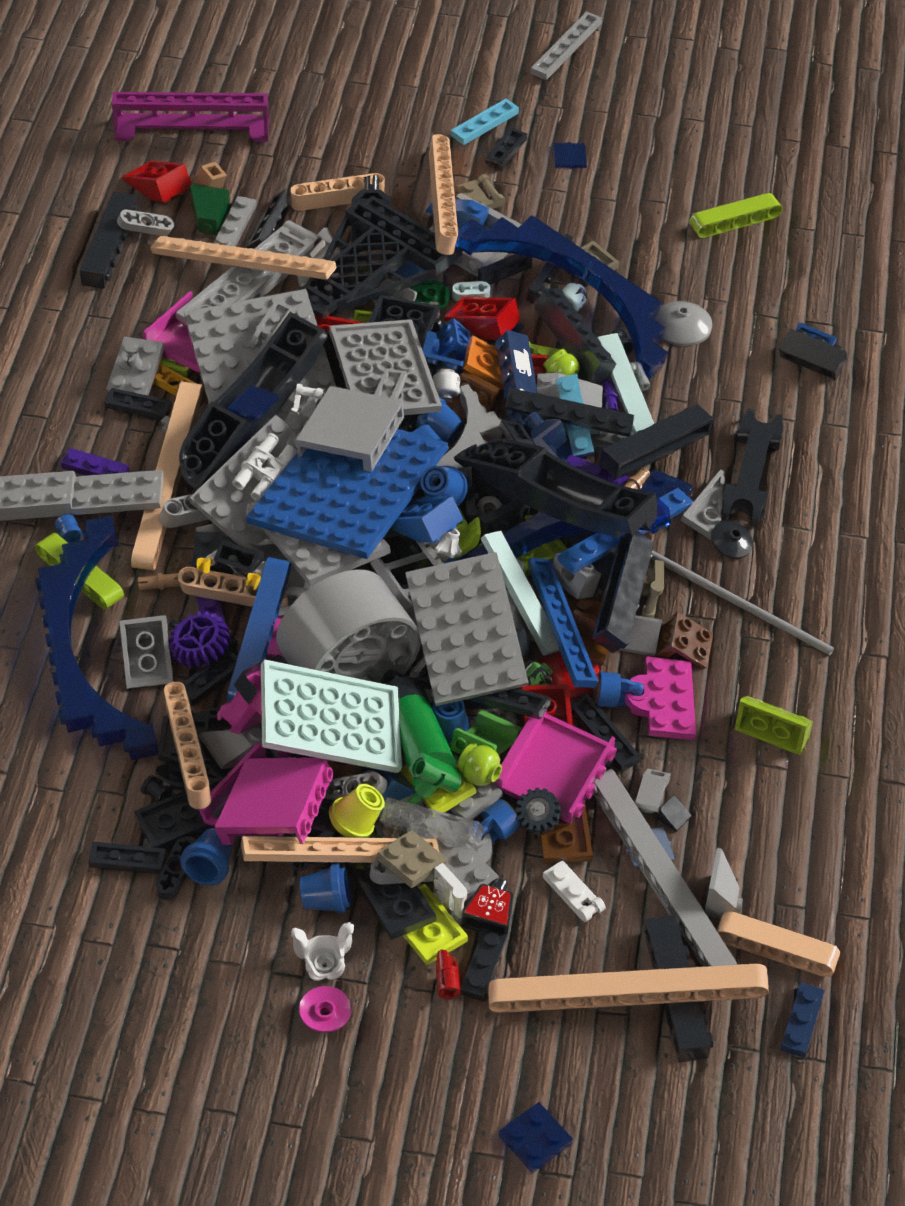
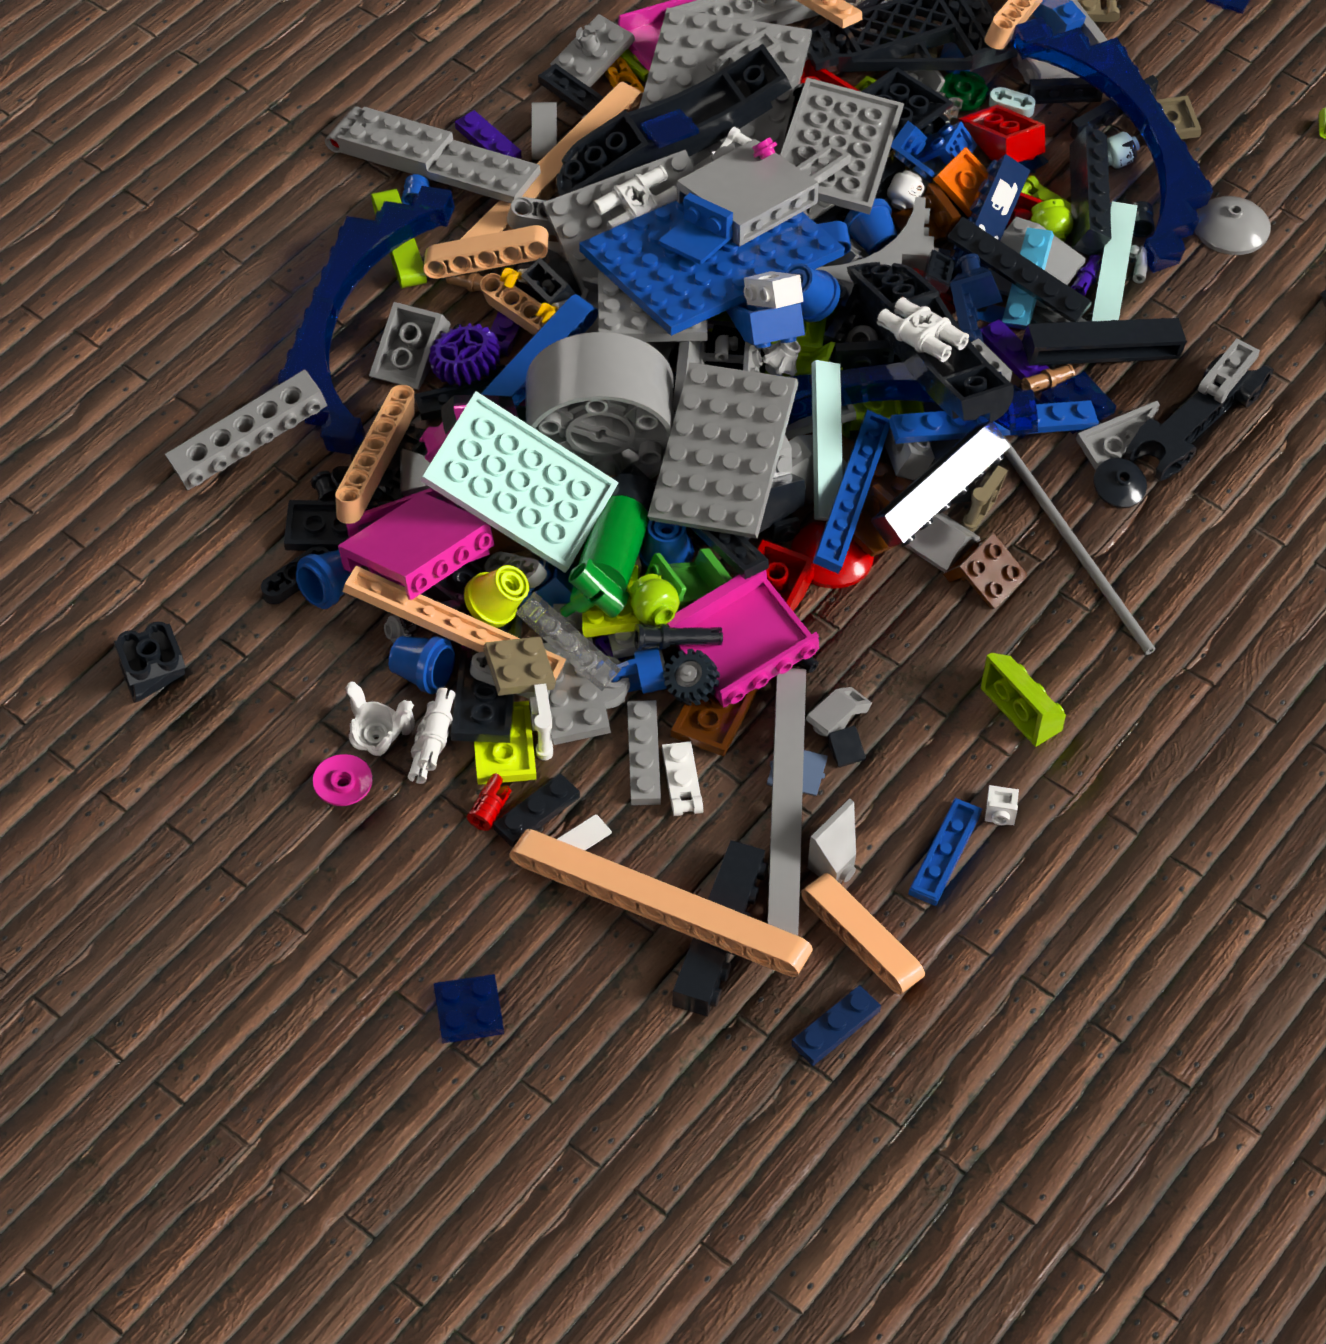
camera: 30 degrees right, 5 degrees up
(93, 719) = (246, 429): none -> light grey brick
(110, 985) = (149, 659): none -> black piece
(127, 857) = (253, 543): black plate -> none
(137, 443) = (543, 128): none -> light grey beam
(164, 553) = (486, 252): none -> light nougat beam
(285, 874) = (394, 628): none -> light grey plate
(338, 470) = (701, 231): none -> blue bracket
(347, 390) = (764, 148): none -> dark pink plate
(373, 943) = (431, 735): none -> white pin
(399, 553) = (723, 345): none -> light grey arm
(424, 493) = (773, 289): none -> white brick
(489, 908) = (579, 756): torso -> none
(503, 788) = (665, 636): none -> black pin
(531, 964) = (587, 833): none -> white sticker
(532, 884) = (643, 753): none -> light grey plate
(538, 674) = (791, 536): head -> none
(556, 479) = (922, 329): none -> white pin
(599, 725) = (830, 628): black plate -> none
(660, 695) = (917, 618): dark pink plate -> none
(758, 427) = (1229, 370): none -> light grey plate
(791, 858) = (945, 852): none -> blue tile
(809, 807) = (1001, 805): none -> white bracket

